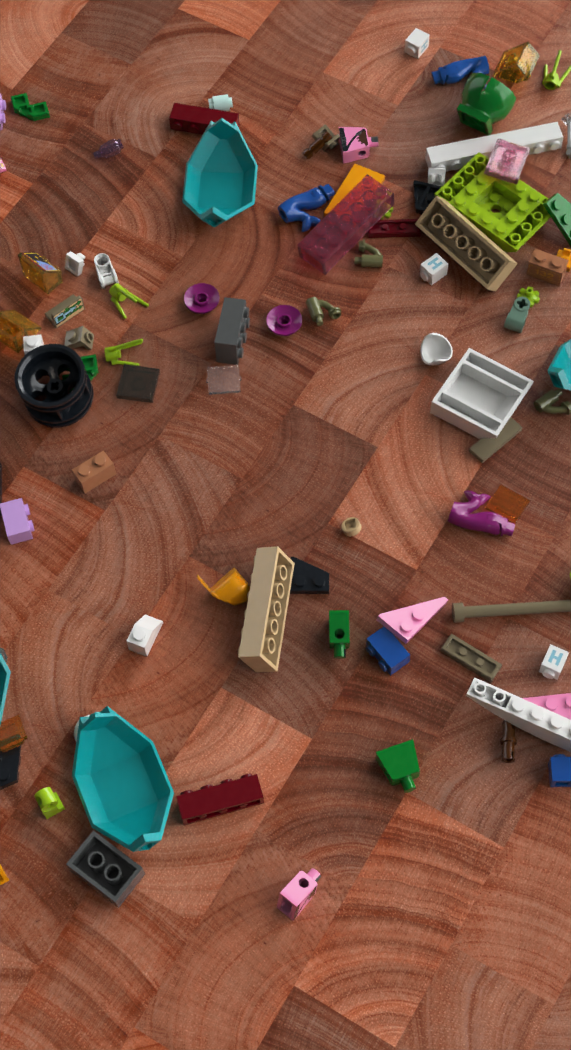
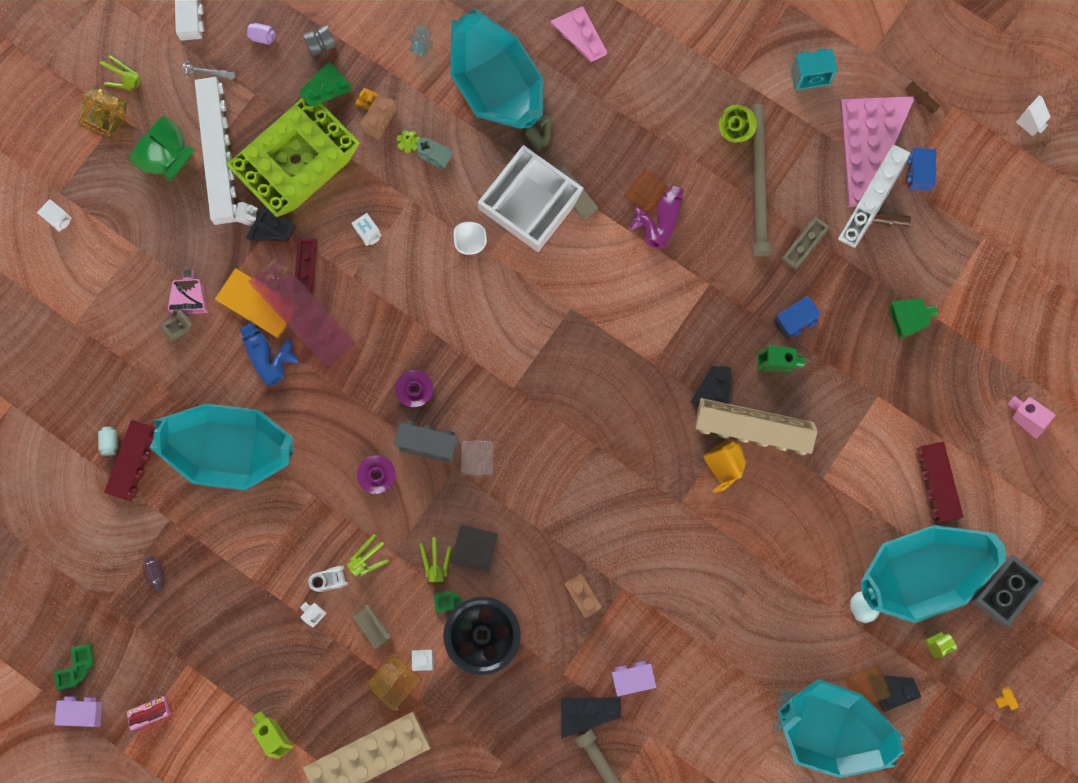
camera: 85 degrees left, 15 degrees up
(40, 271) = (320, 652): clear yellow slope -> none
(79, 337) = (412, 611): dark tan bracket -> none
(144, 634) = (767, 548): white slope -> none
(314, 306) = (406, 355): olive plant -> none
(317, 145) = (186, 336): reddish brown axle -> none
(351, 526) = (662, 340): tan tile -> none
(374, 260) = (346, 294): olive plant -> none
(410, 620) = (773, 294): bright pink wing -> none
(458, 70) = (101, 176): blue piece -> none
(466, 243) = (344, 191): tan brick -> none
(507, 161) = (245, 136): clear pink tile -> none
(553, 662) = (817, 170): white brick -> none

